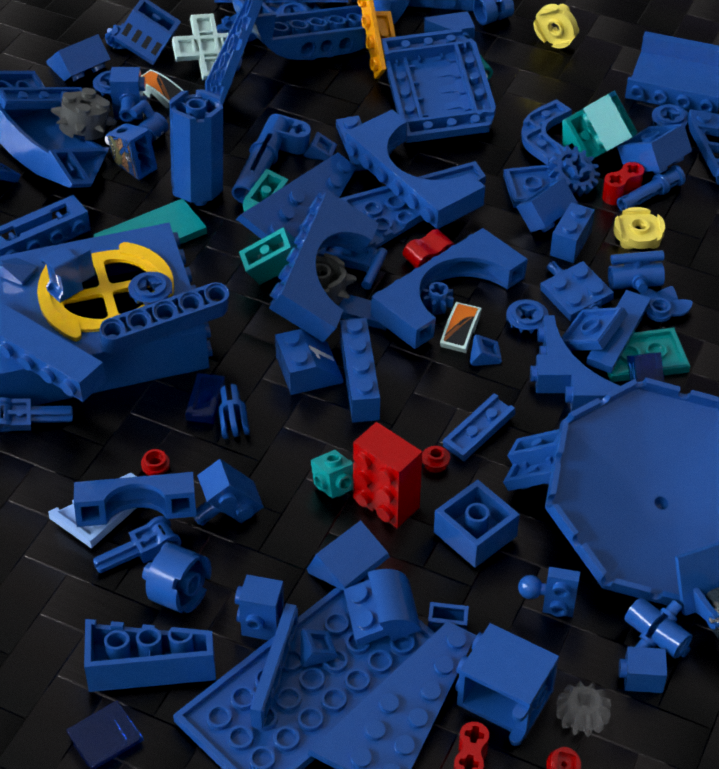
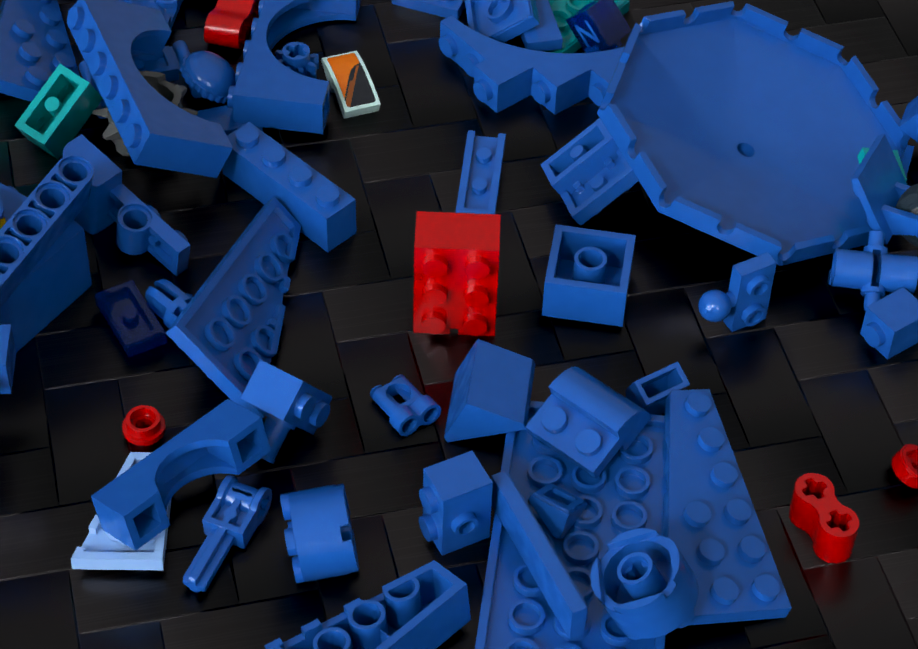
camera: 40 degrees left, 0 degrees up
(248, 330) = (138, 224): none -> blue plate
(262, 425) = (240, 306): none -> blue wing
(299, 543) = (408, 416): none -> blue piece
(305, 720) = (645, 584): none -> blue brick
(306, 362) = (207, 212): blue slope -> none
(332, 473) = (379, 313): teal brick -> none
(377, 275) = (208, 75): none -> blue hat
(485, 351) = (402, 97): blue slope -> none
(506, 680) = (790, 414): blue container -> none
(526, 308) = (400, 28): blue gear -> none
(583, 708) = (879, 398): clear gear -> none

